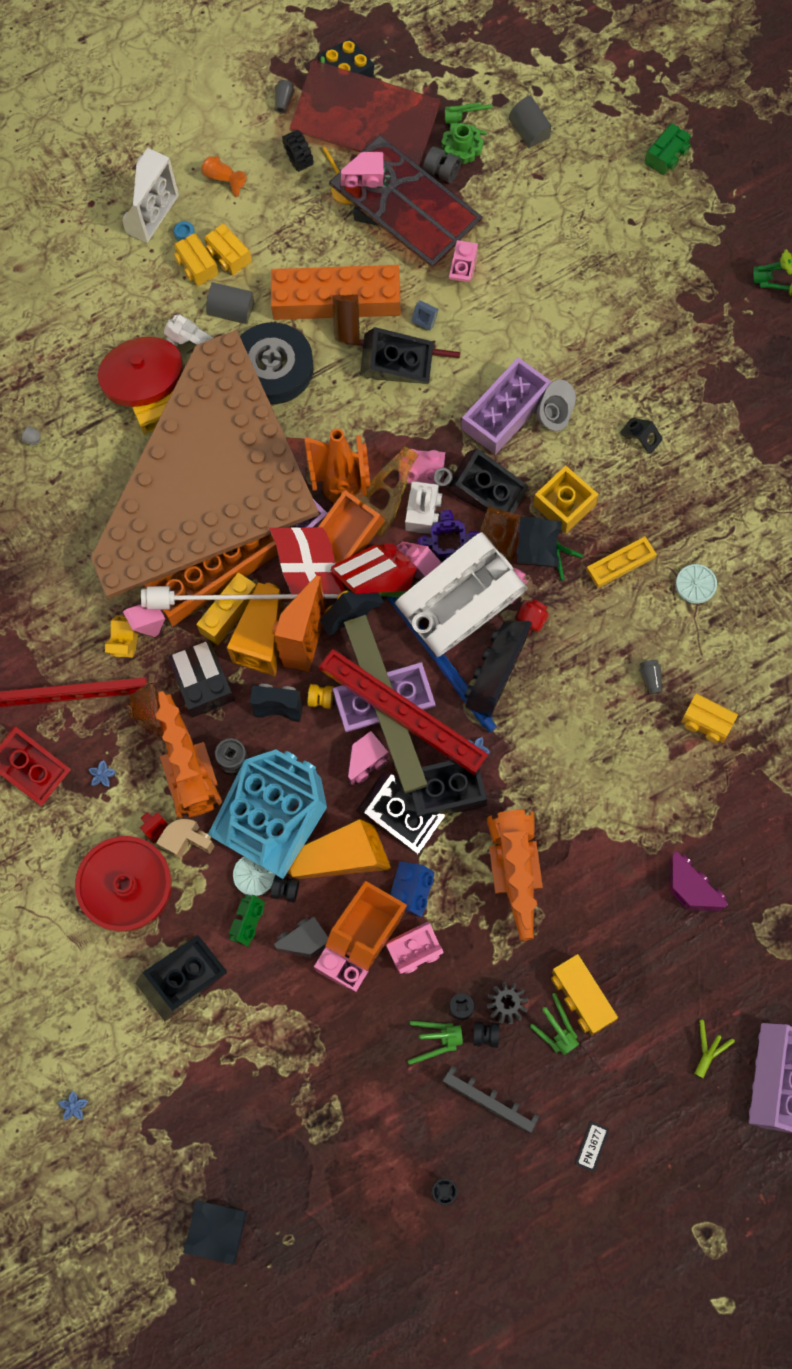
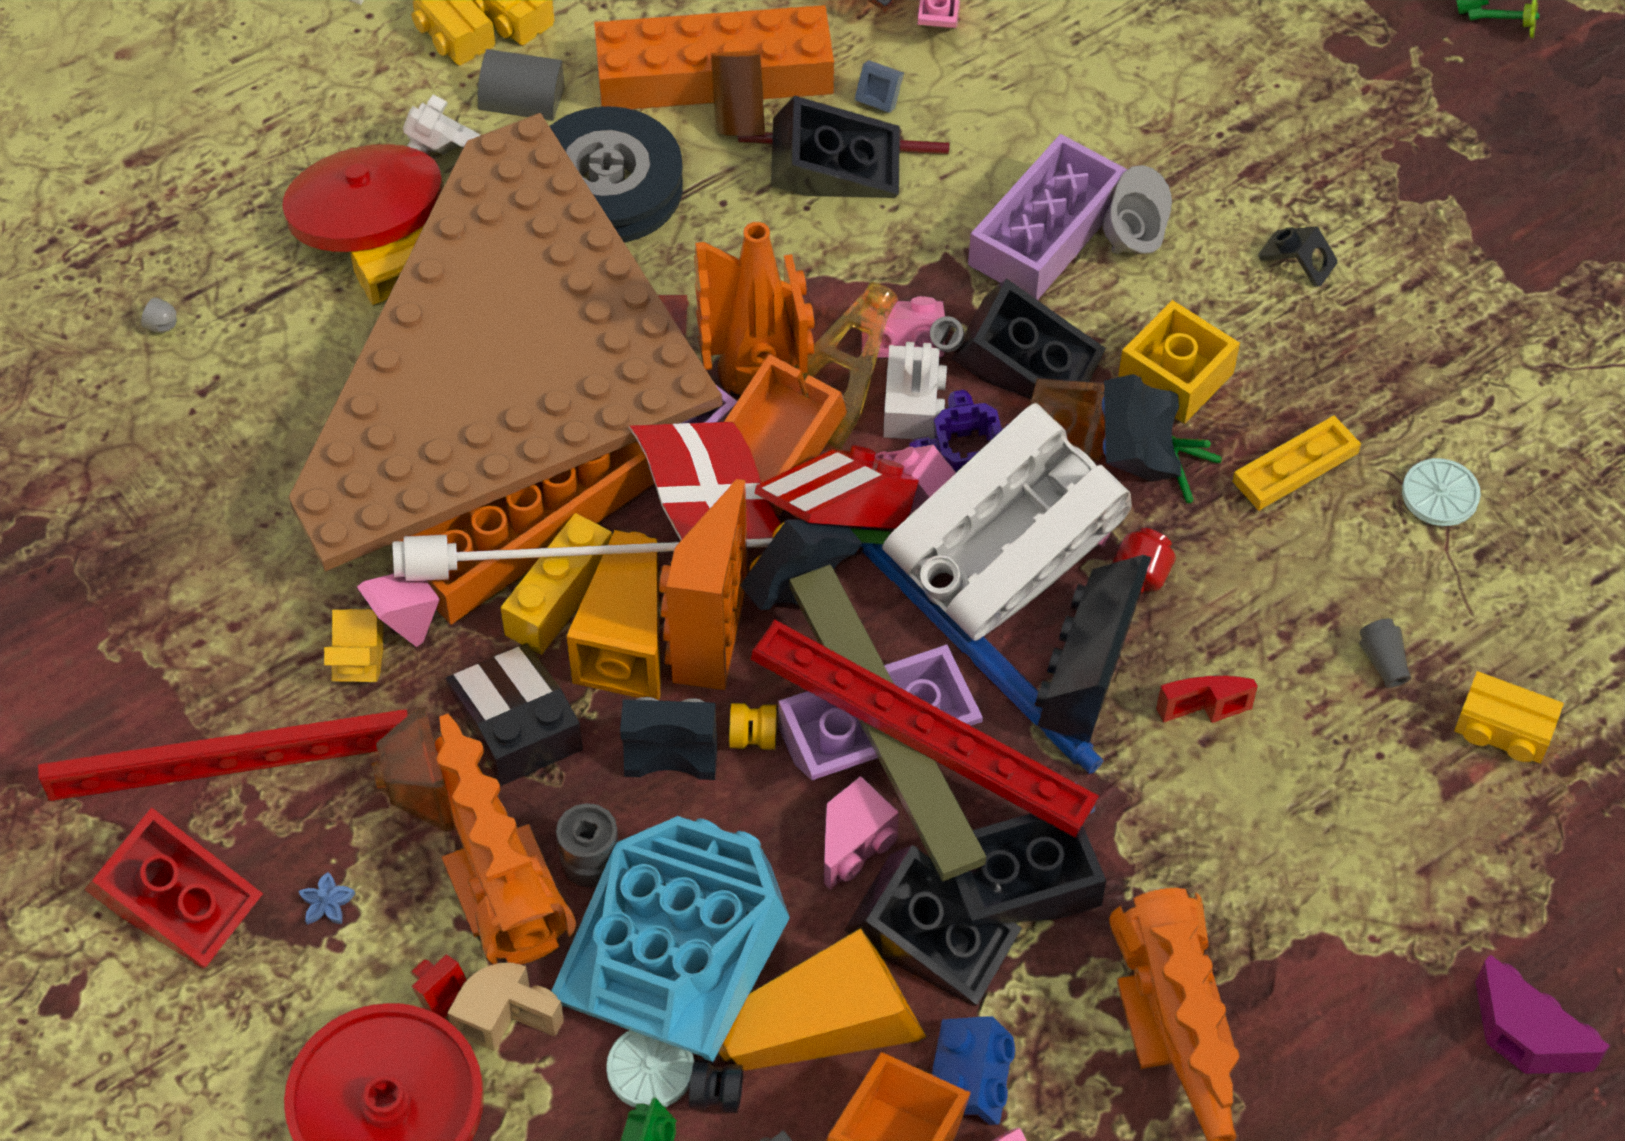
camera: 10 degrees left, 15 degrees down
(561, 696) = (1217, 695): none -> red slope

